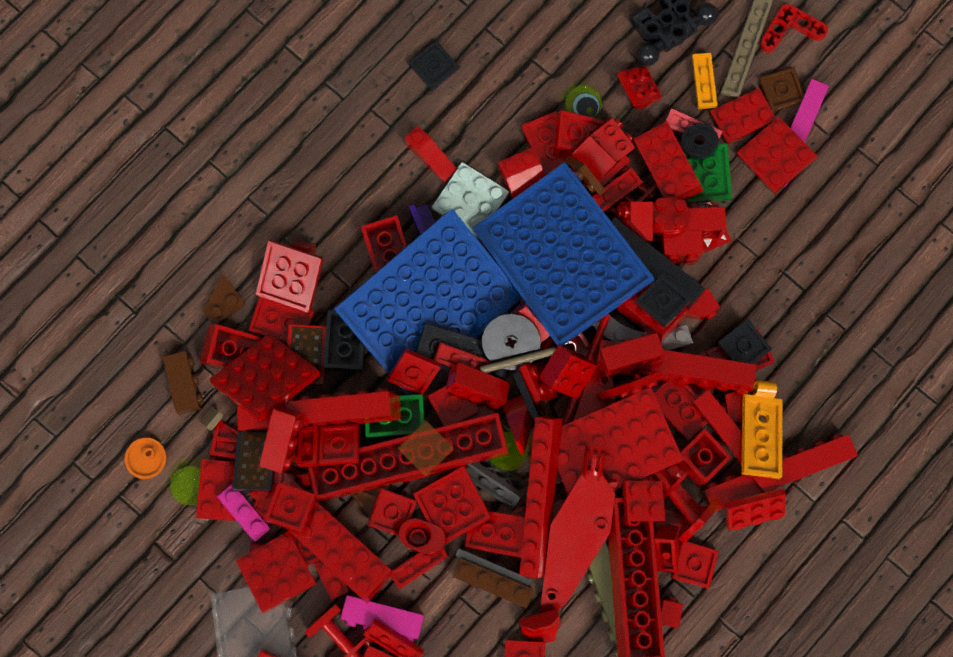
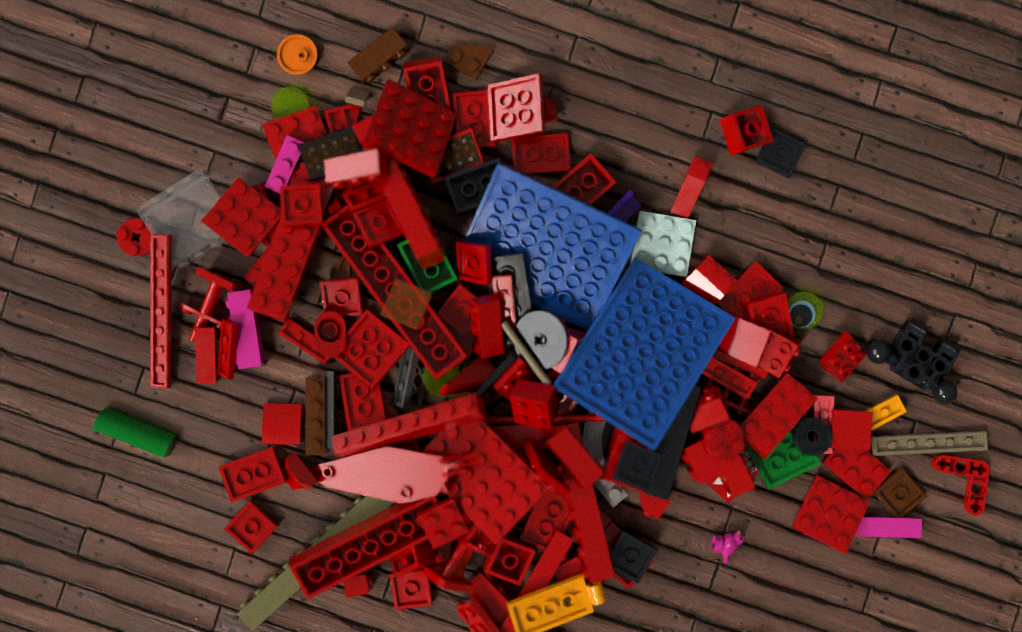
camera: 70 degrees right, 10 degrees up
(340, 272) = (541, 154): none -> red tile
(400, 85) = (746, 130): none -> red slope
(487, 622) = (282, 424): none -> red slope
(584, 174) = (730, 340): reddish brown wing -> none
(707, 105) = (851, 429): none -> red tile
(767, 256) = (726, 544): none -> dark pink animal

